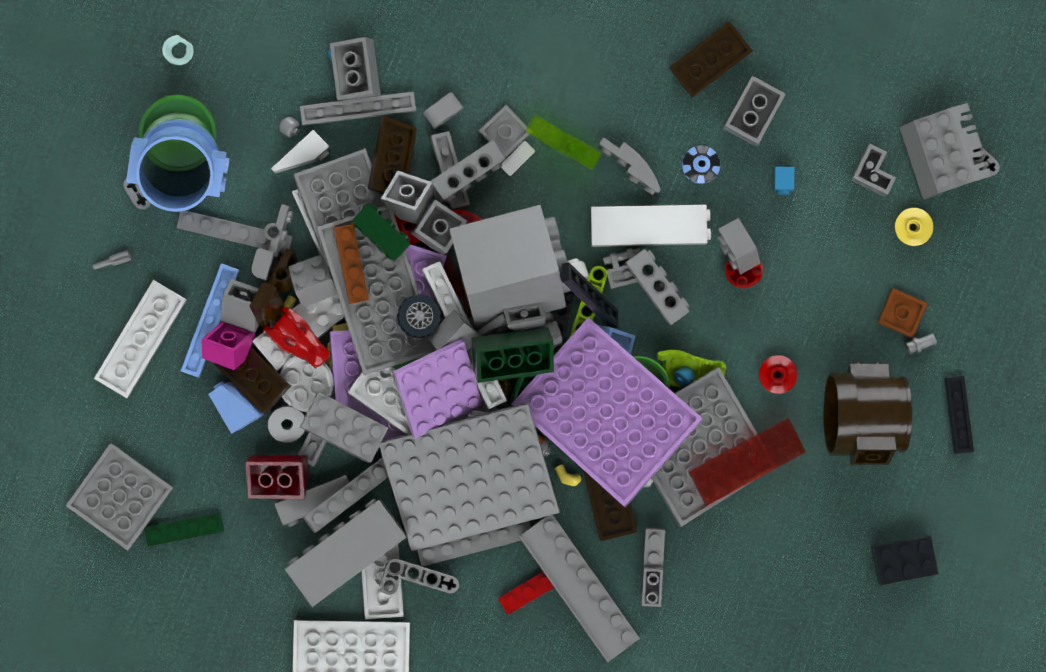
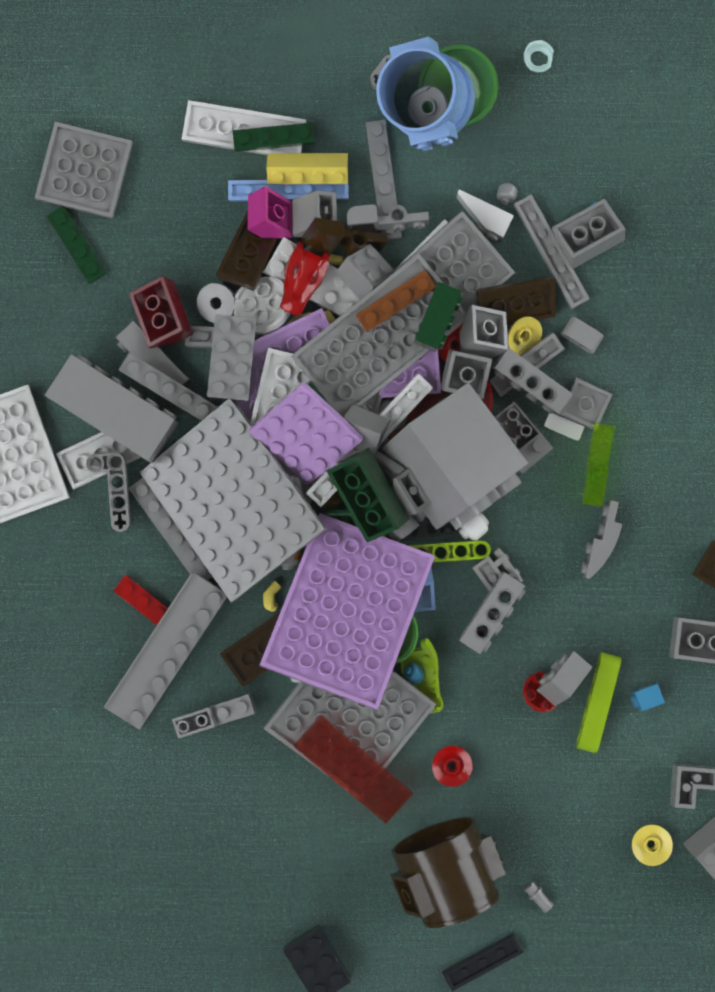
camera: 70 degrees right, 0 degrees up
(114, 260) = (311, 76): light grey axle -> none
(158, 315) = (273, 137): none -> dark green plate
(191, 156) = (418, 100): none -> light grey tile
(198, 295) = (307, 168): none -> light yellow brick
(234, 406) = (212, 244): light blue slope -> none
(419, 316) = (370, 387): black wheel -> none
(423, 162) = (524, 334): none -> light yellow dish
(512, 198) = (523, 435): none -> light grey slope
(589, 295) = (457, 547): black plate -> none
(649, 225) = (549, 582): white brick -> none
(694, 171) = (619, 609): dish -> none
(772, 224) = (598, 702): none -> lime beam
(902, 313) = (561, 866): dark orange tile -> none

